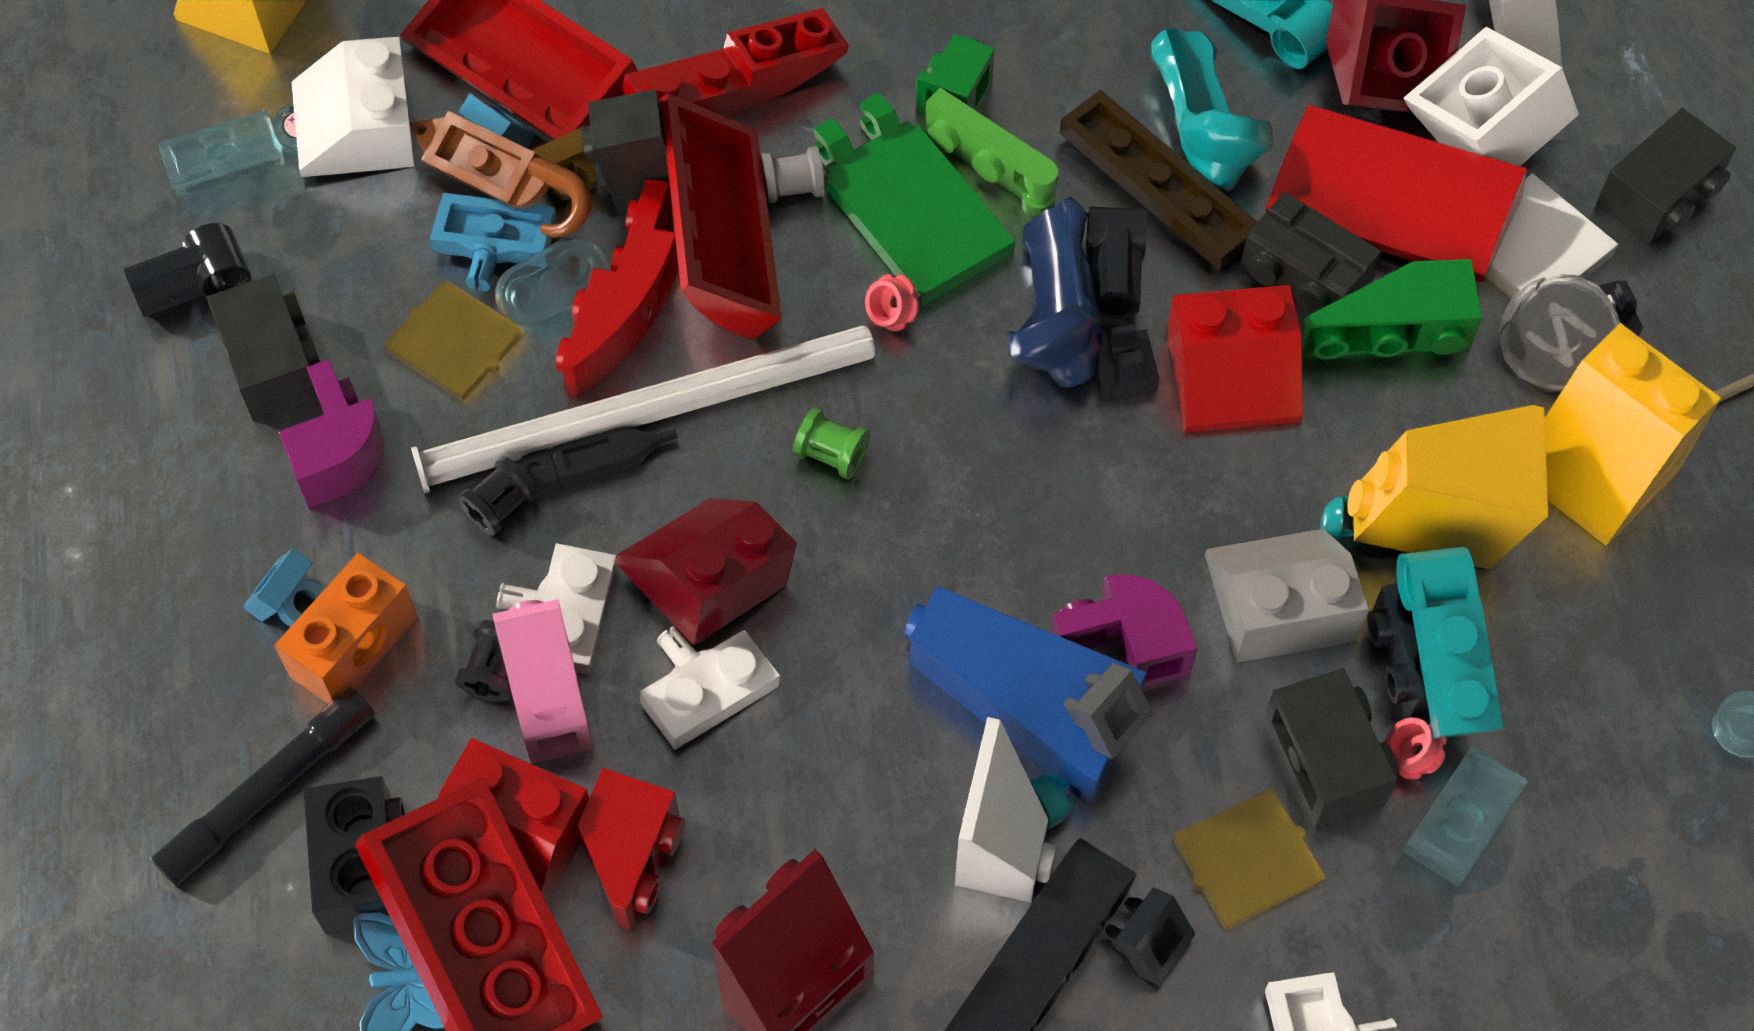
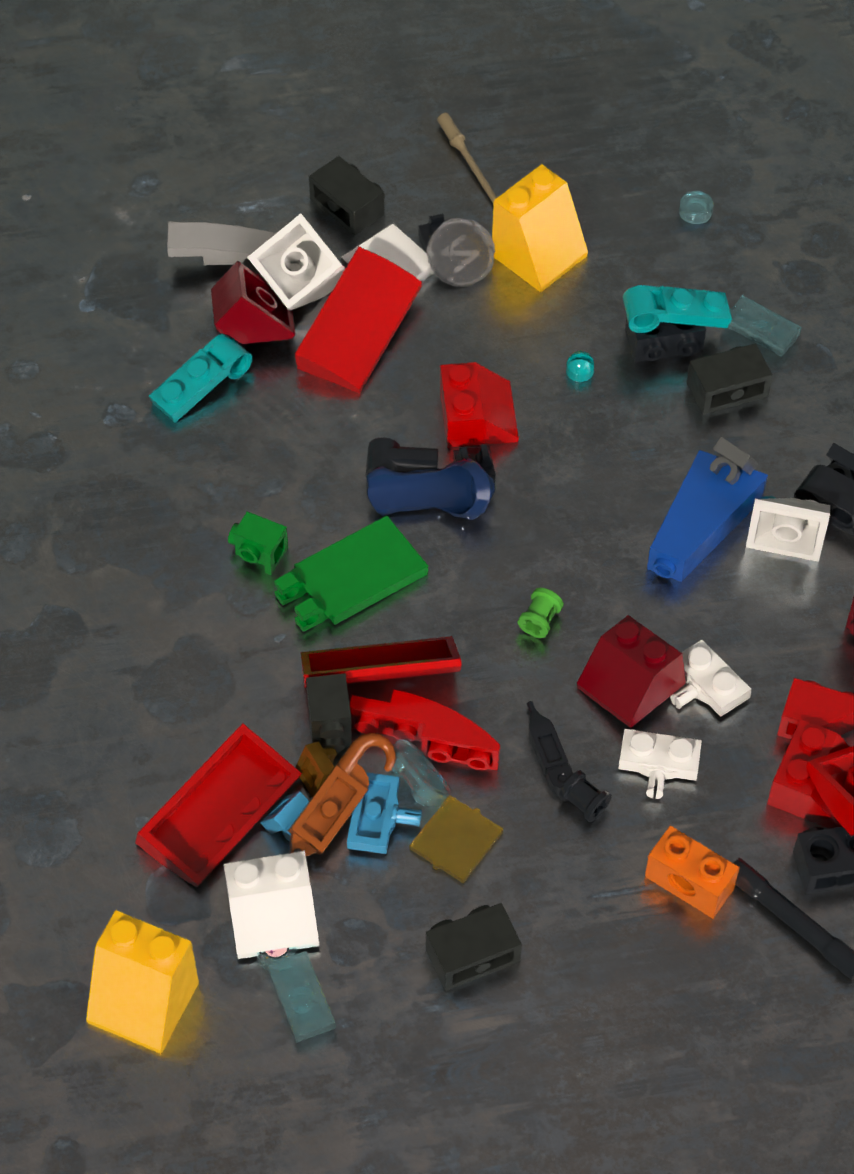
camera: 90 degrees left, 5 degrees down
(203, 266) = (405, 995): black piece -> none
(280, 586) = (659, 918): dark azure tile -> none
(336, 449) = (550, 888): magenta brick -> none
(478, 678) = (703, 792): black bush -> none
(543, 679) = (733, 746): bright pink slope -> none
(645, 405) = (515, 725): white axle -> none
(752, 66) = (245, 667): red slope -> none
(793, 174) = (331, 630): light grey bush -> none
(881, 302) = (441, 584): coral plate -> none
(992, 151) = (319, 523): bright green plate -> none
(1137, 620) = (661, 461): magenta brick -> none
(1158, 178) = (339, 439): dark brown plate -> none
(1210, 136) = (313, 406): teal hair -> none
(1248, 858) = (790, 425): clear yellow piece -> none
(1287, 594) = (631, 392): light grey slope -> none
(1309, 254) = (404, 365): pearl dark grey brick -> none
(1404, 741) = (719, 334): coral plate -> none
(1409, 310) = (440, 320): green slope -> none
(1457, 486) = (574, 296): yellow slope -> none

